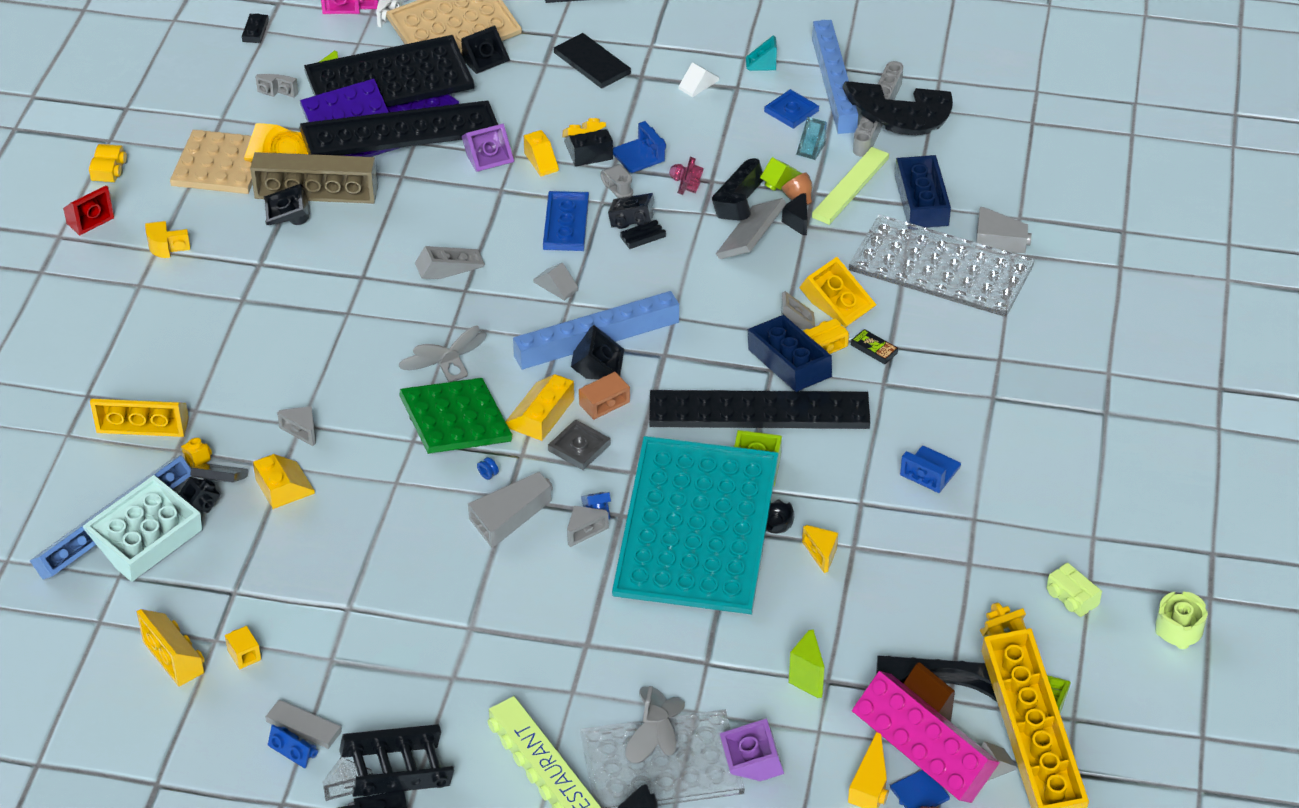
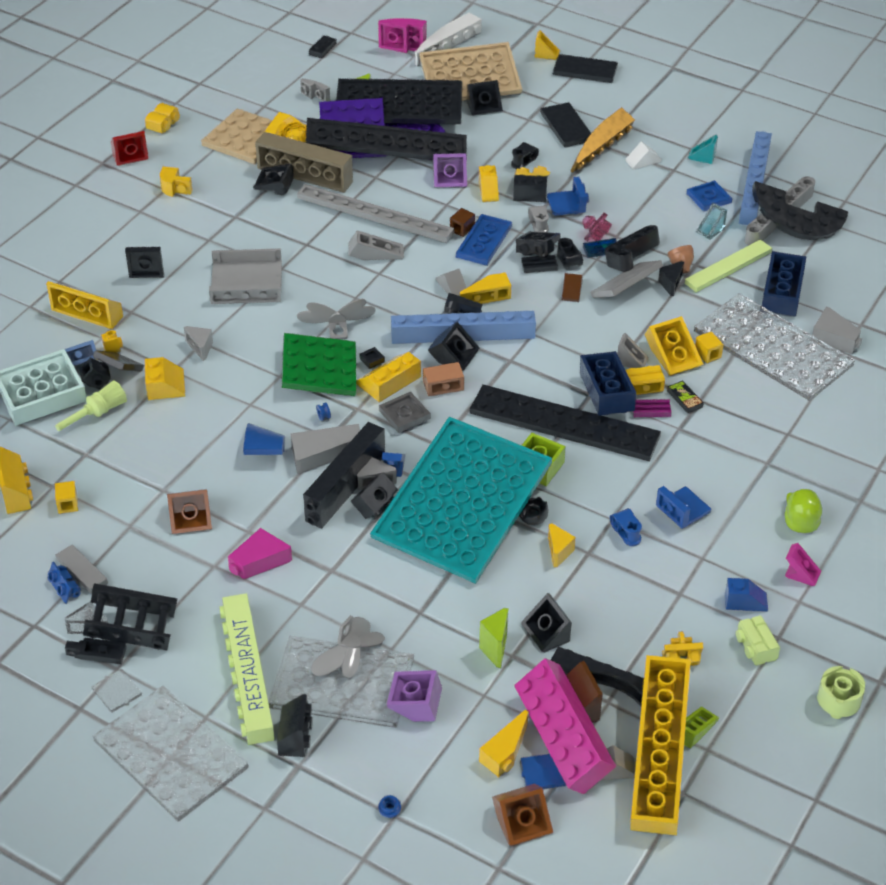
camera: 20 degrees right, 0 degrees up
(187, 346) = (144, 262): none -> black tile
(221, 529) = (97, 404): none -> yellowish green piece
(313, 333) = (246, 276): none -> light grey panel
(395, 623) = (189, 511): none -> slope
(425, 219) = (376, 213): none -> light grey plate
(438, 521) = (262, 441): none -> blue slope
(501, 649) = (259, 554): none -> dark pink slope
(510, 392) = (372, 357): none -> black plate
(533, 206) = (462, 222): none -> reddish brown brick
(551, 536) = (340, 477): none -> black brick
(563, 109) = (524, 155): none -> black piece
(582, 305) = (459, 304): none -> black slope
(597, 548) = (365, 500): none -> black brick
(602, 279) = (489, 289): none -> yellow slope
(643, 67) = (604, 136): none -> slope
(670, 214) = (568, 253): none -> black piece
(693, 252) = (572, 287): none -> reddish brown slope
(699, 199) = (597, 248): none -> tile
(778, 174) = (669, 240): lime slope -> none
(844, 366) = (652, 408): none -> magenta tile
(852, 635) = (548, 624): none -> black slope
(875, 283) = (709, 347): none -> yellow brick
(883, 506) = (627, 526): none -> blue piece
(1037, 547) = (744, 595): none -> blue slope
(1057, 439) = (803, 511): none -> lime piece
(1081, 499) = (801, 566): none -> dark pink slope

